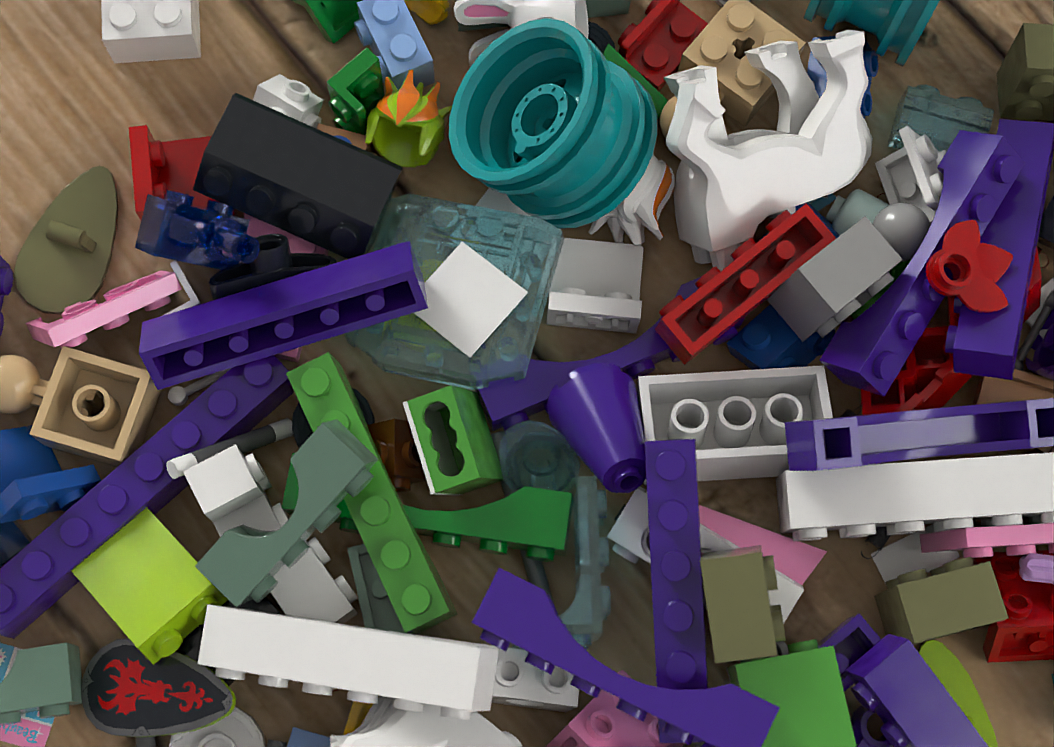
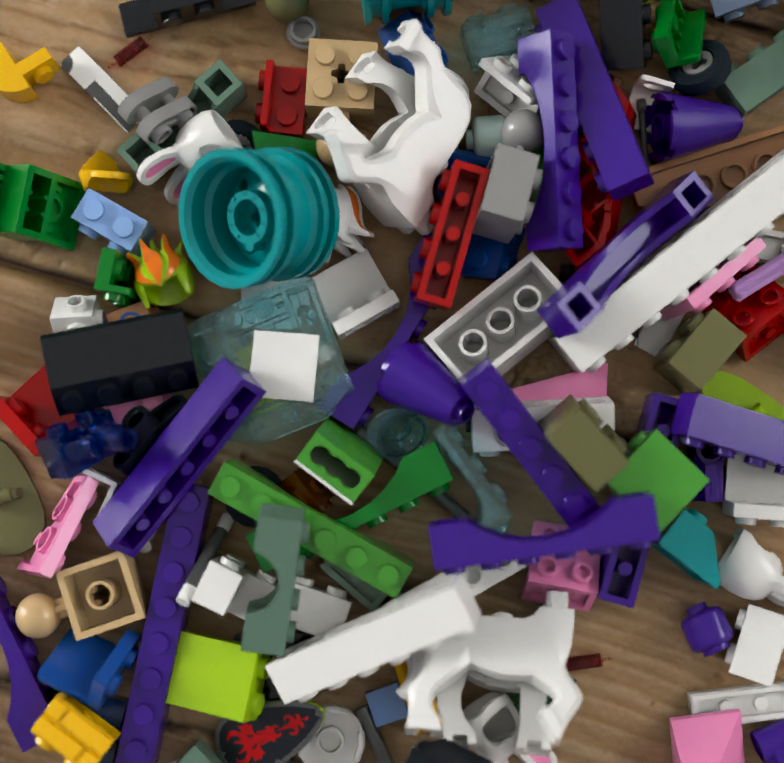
camera: 30 degrees left, 10 degrees up
(973, 267) = (588, 130): red plate -> none

